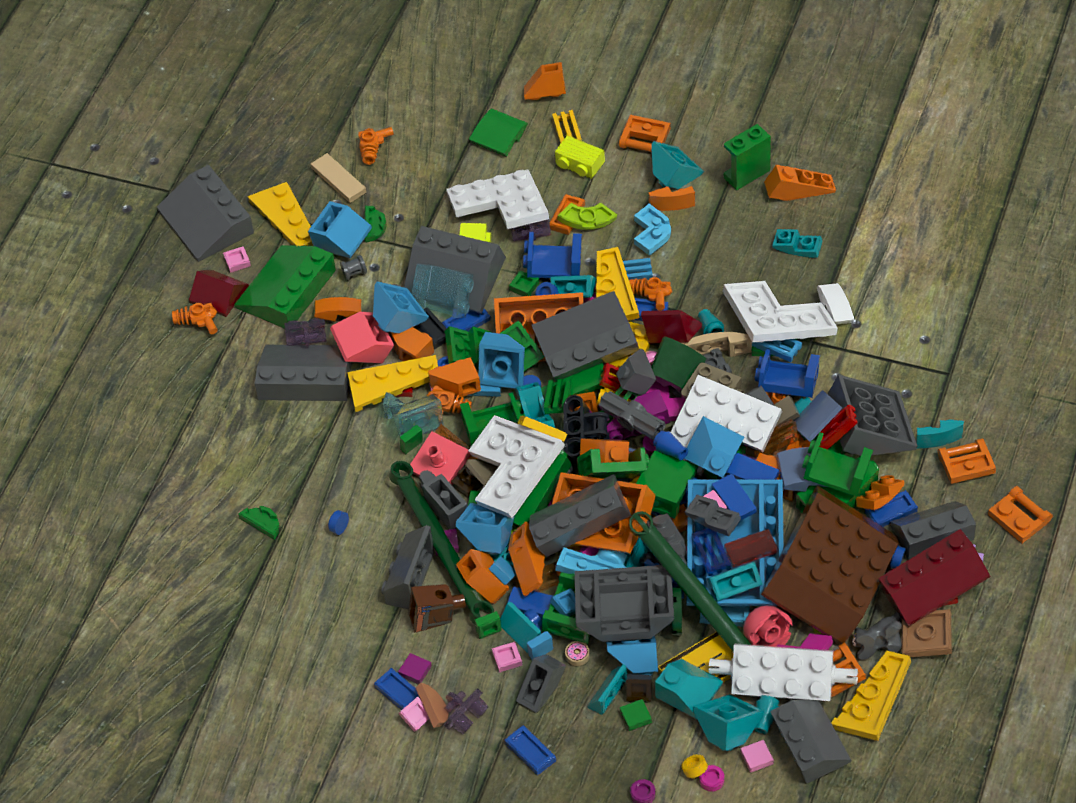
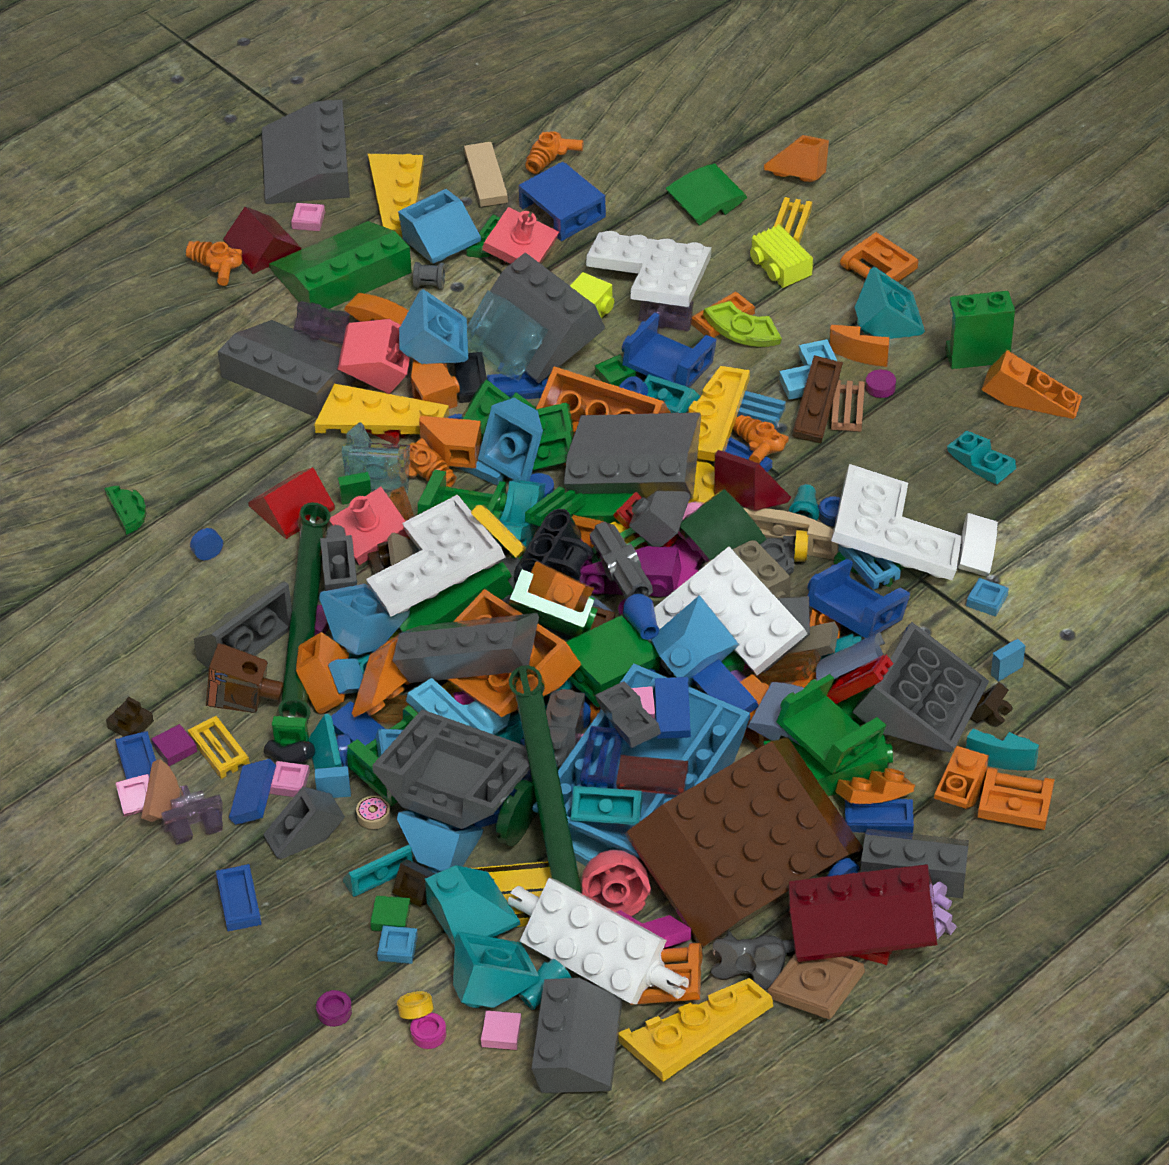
camera: 25 degrees right, 5 degrees down
(372, 467) = (283, 502): none -> red slope
(372, 665) = (129, 718): none -> dark brown tile
(398, 216) = (519, 234): none -> coral tile
(407, 173) = (565, 197): none -> blue panel
(443, 660) = (229, 763): none -> yellow tile
(491, 676) = (252, 791): none -> blue tile
(498, 639) = (294, 753): none -> black arm
(653, 732) = (397, 944): none -> dark azure tile
(671, 247) = (817, 399): none -> reddish brown tile
(684, 231) = (849, 389): none -> nougat tile
(700, 219) = (880, 383): none -> magenta tile
(727, 352) = (801, 546): none -> yellow tile
(729, 320) = (828, 510): none -> blue tile
(861, 336) = (987, 597): none -> dark azure tile
(904, 372) = (1007, 660): none -> dark azure tile
(914, 406) = (990, 704): none -> dark brown tile
(930, 463) = (963, 778): none -> orange slope
(1014, 519) = (1031, 898): orange plate -> none

